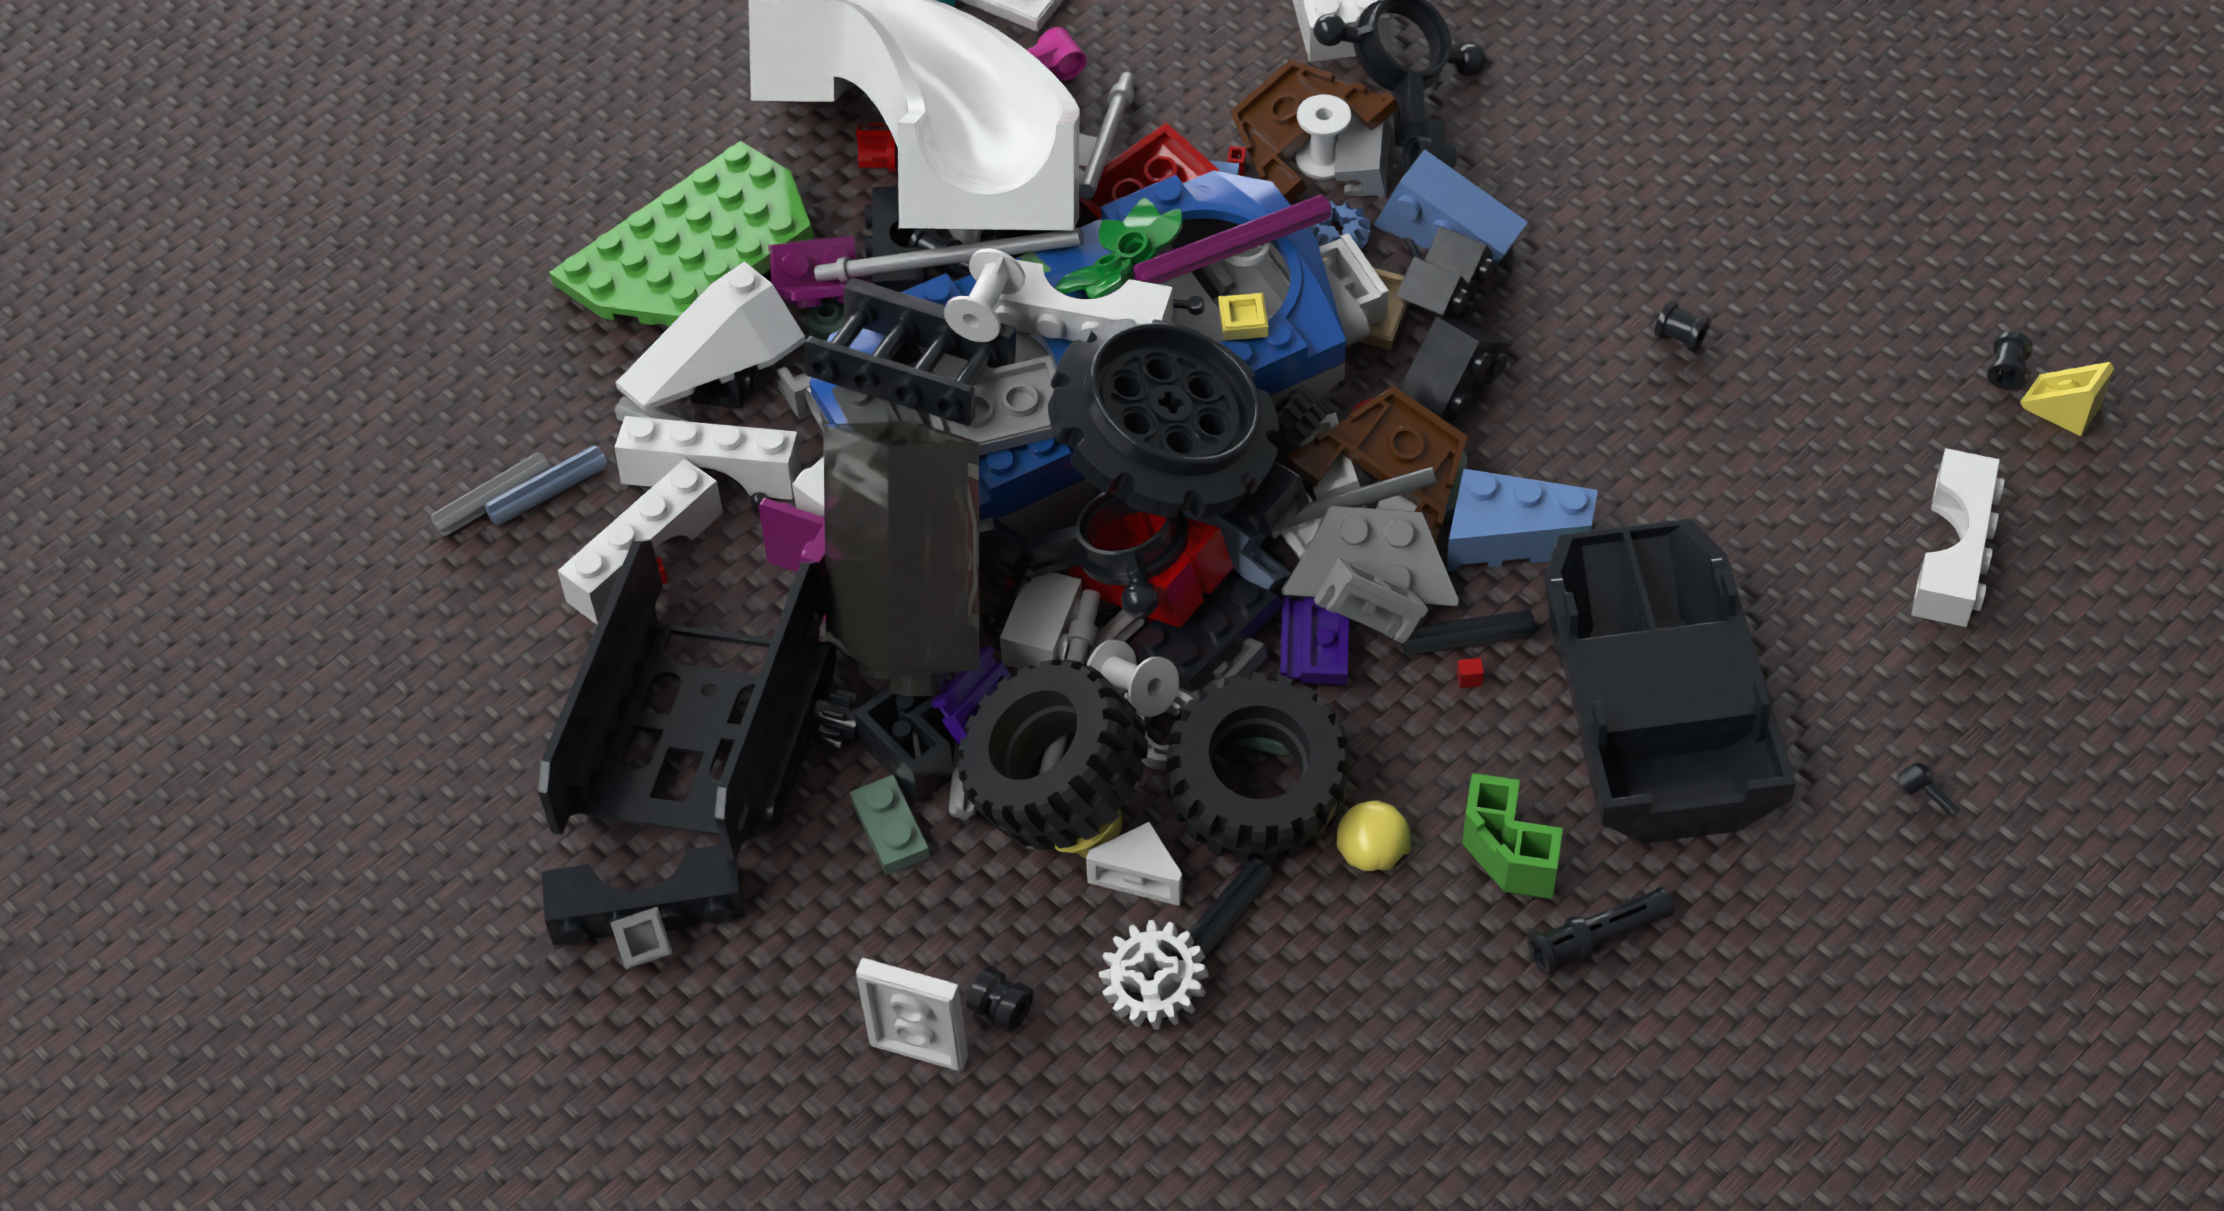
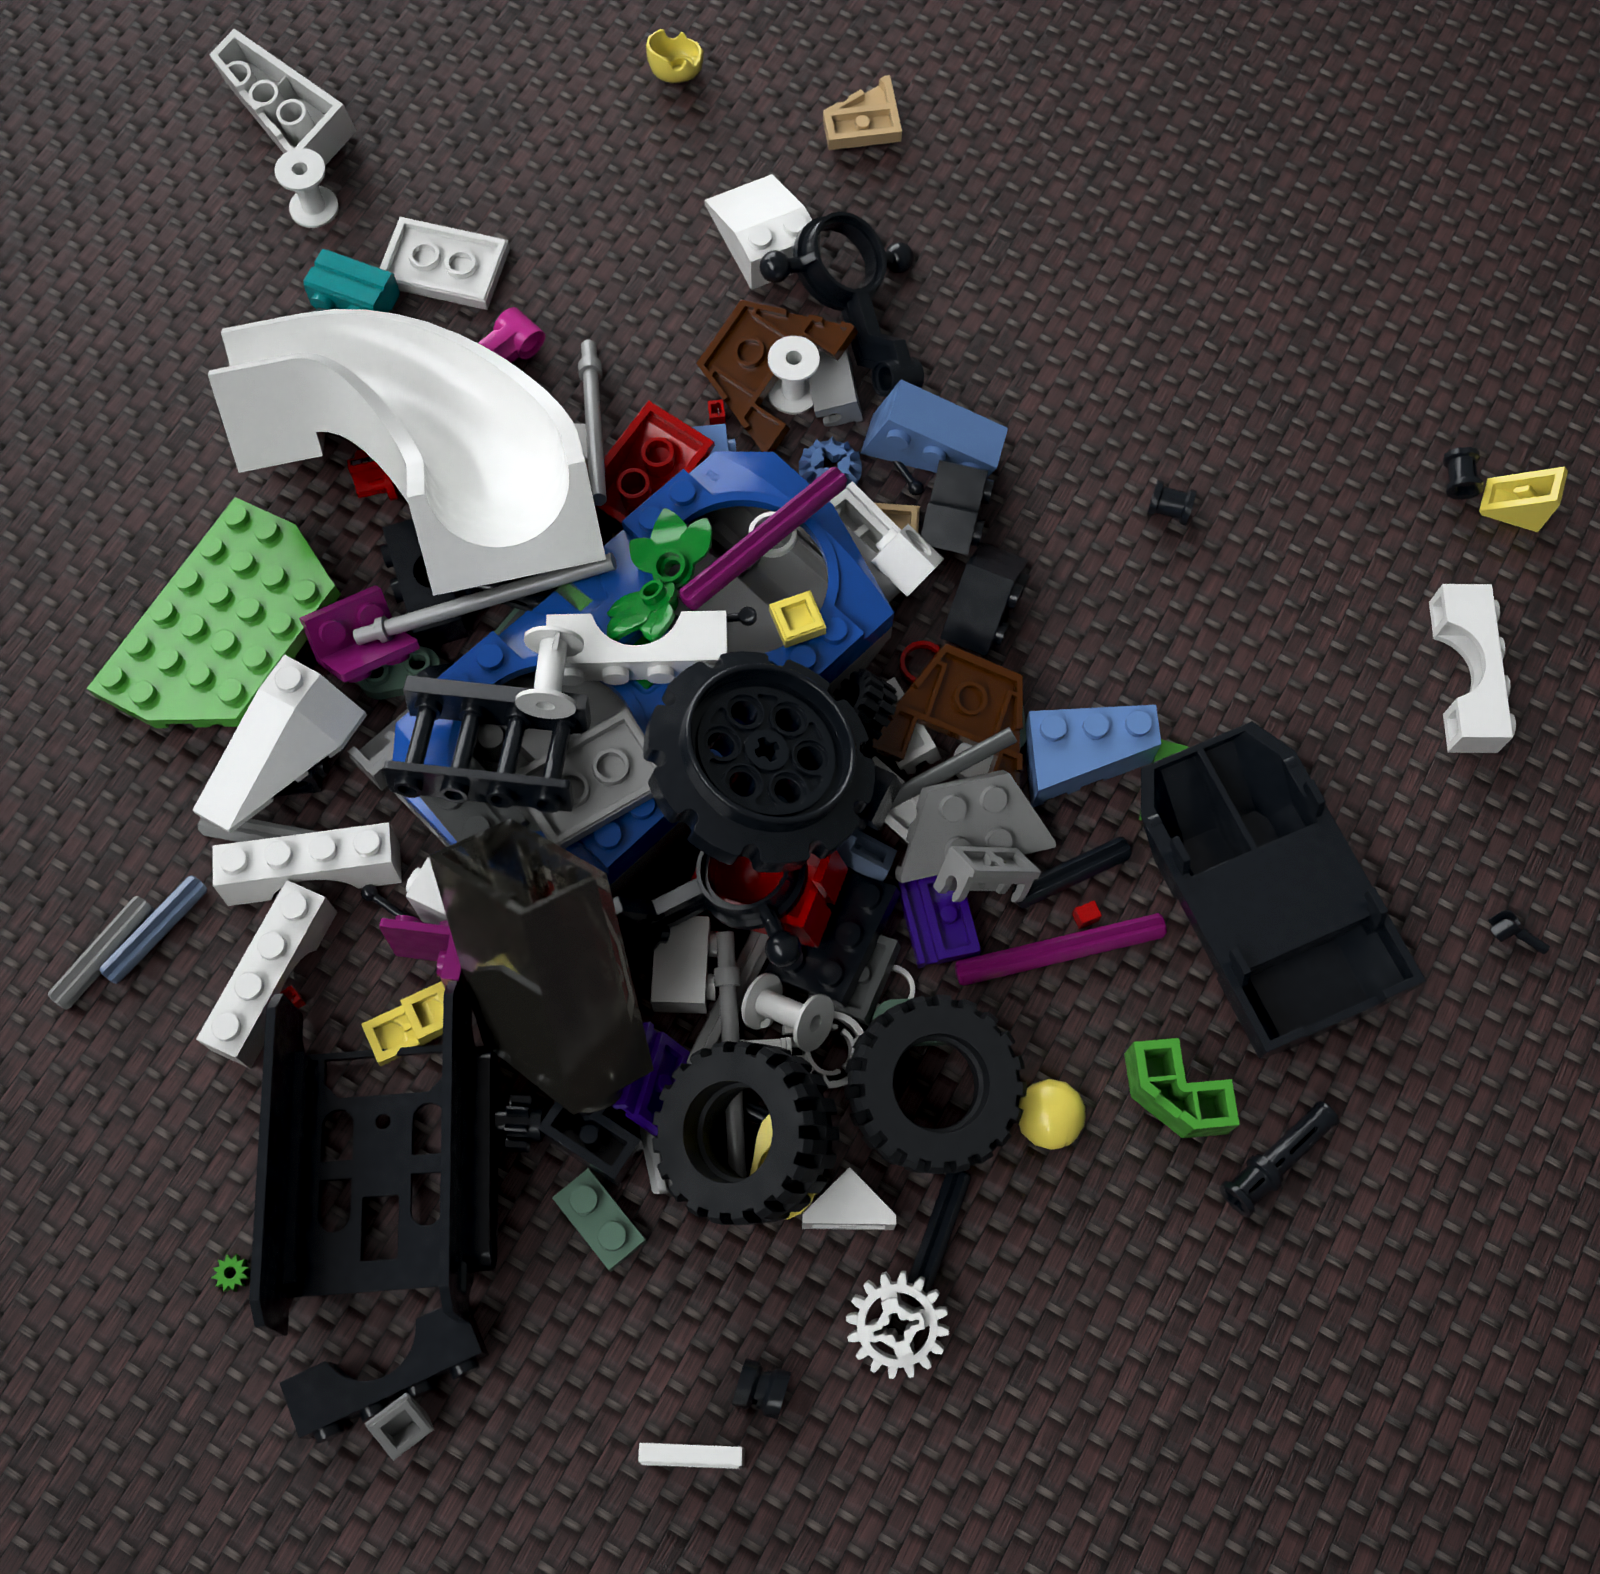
camera: 20 degrees left, 15 degrees up
(523, 795) = (222, 1273): none -> bright green piece
(751, 617) = (408, 1025): none -> light yellow slope
(1378, 304) = (906, 558): none -> white brick
(1434, 696) = (1060, 949): none -> magenta axle

